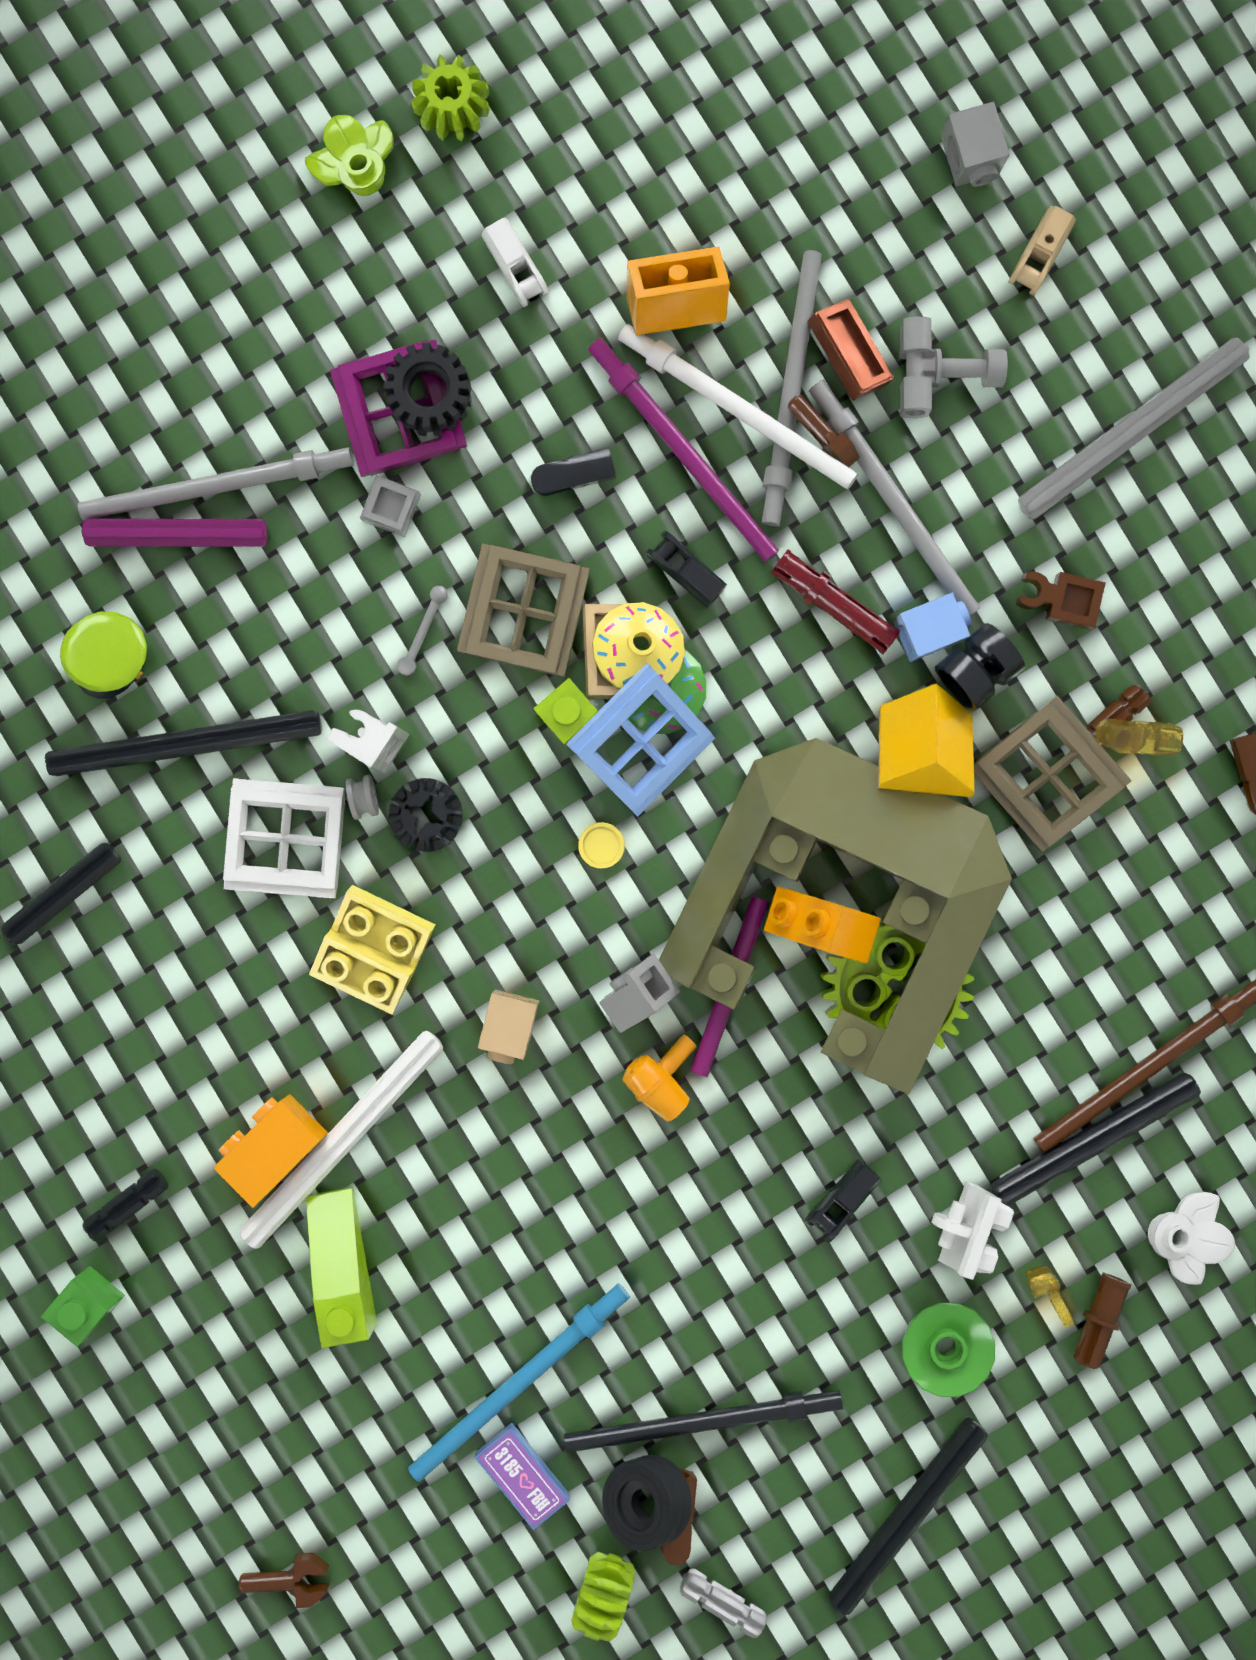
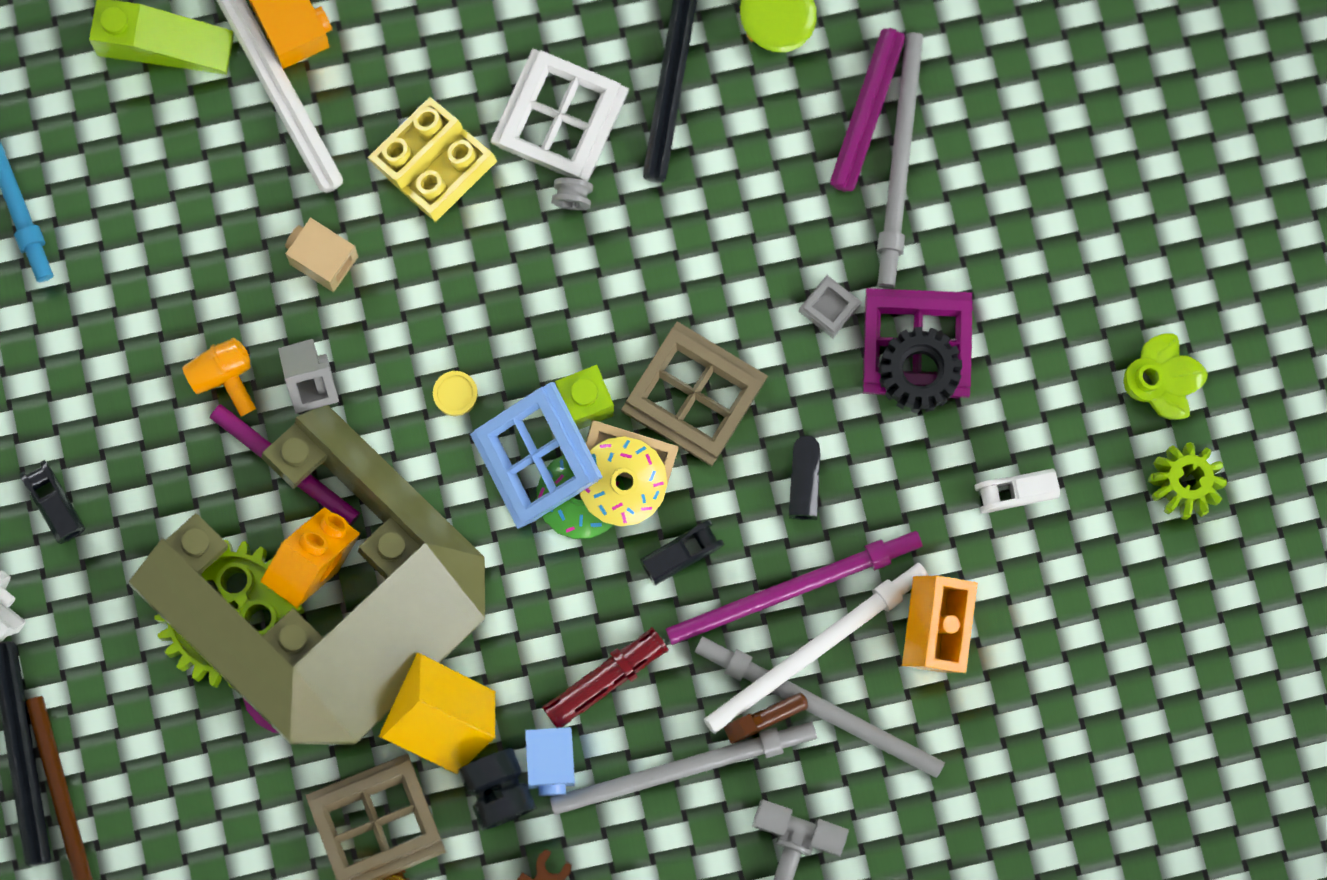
camera: 105 degrees right, 10 degrees down
(376, 744) = (613, 210): white hinge -> none
(407, 665) = (679, 275): light grey hinge -> none
(445, 806) = (537, 265): black gear -> none
(850, 349) = (837, 773): copper tile -> none

